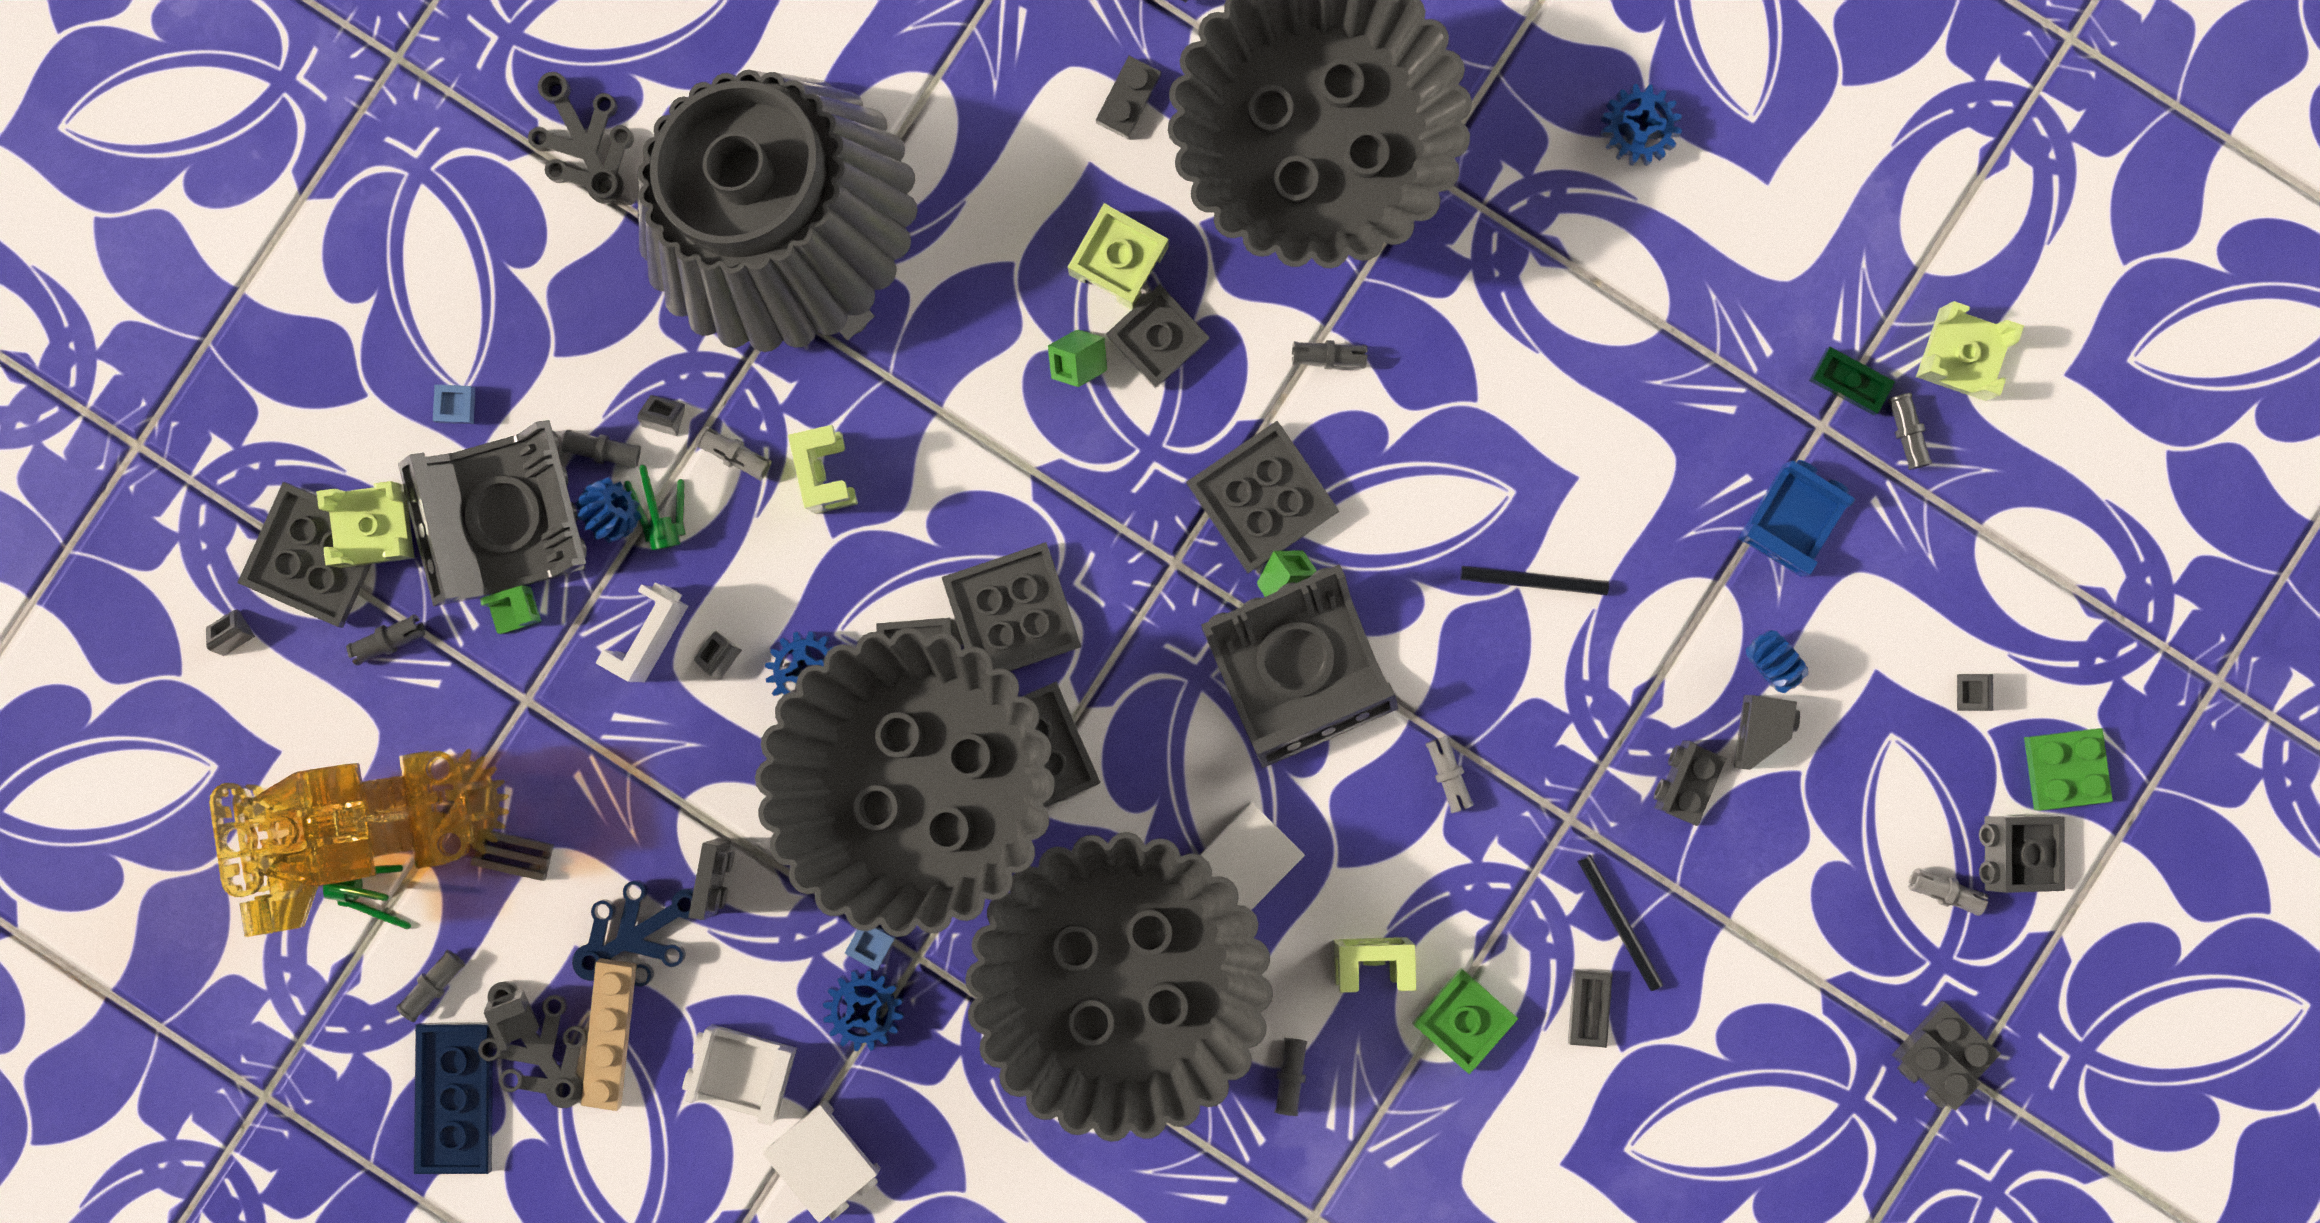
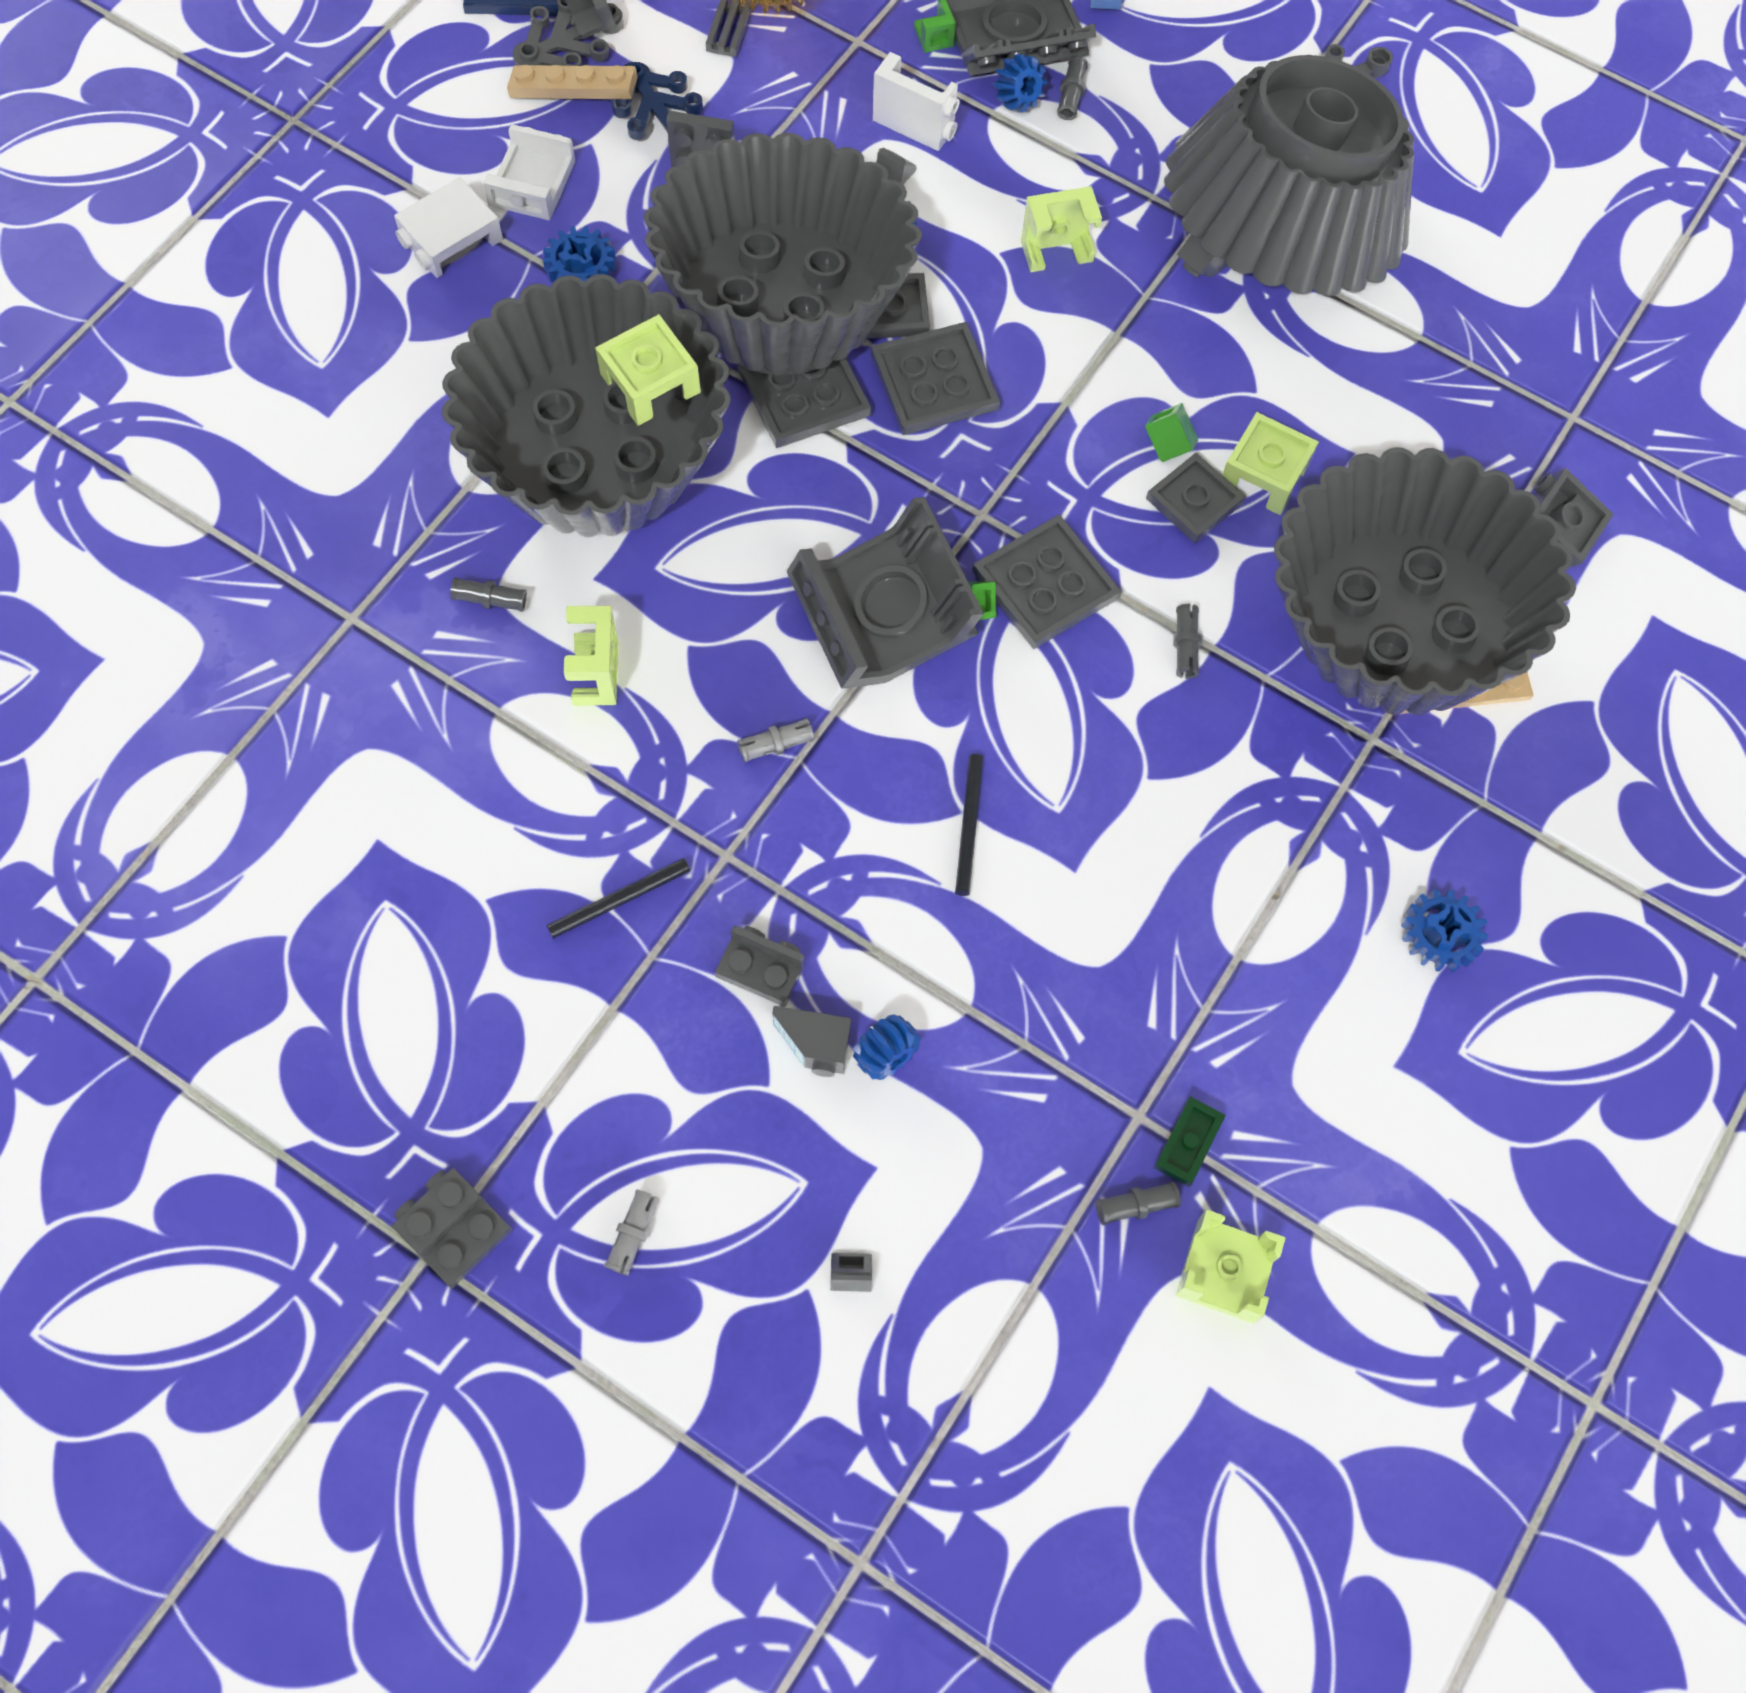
camera: 85 degrees right, 20 degrees down
(659, 531) = (1003, 125): green plant -> none
(661, 415) = (1103, 130): dark grey slope -> none
(733, 453) = (1074, 175): light grey pin -> none
(870, 947) = (635, 265): medium blue plate -> none
(1106, 922) = (646, 365): none -> yellowish green panel
(1252, 855) = (700, 557): white panel -> none
(1465, 1021) = (529, 747): bright green plate -> none
(1591, 976) = (532, 881): dark grey tile -> none
(1796, 517) = (1039, 1080): blue panel -> none
(2023, 853) = (669, 1315): dark grey plate -> none
(2068, 769) = (763, 1376): bright green plate -> none

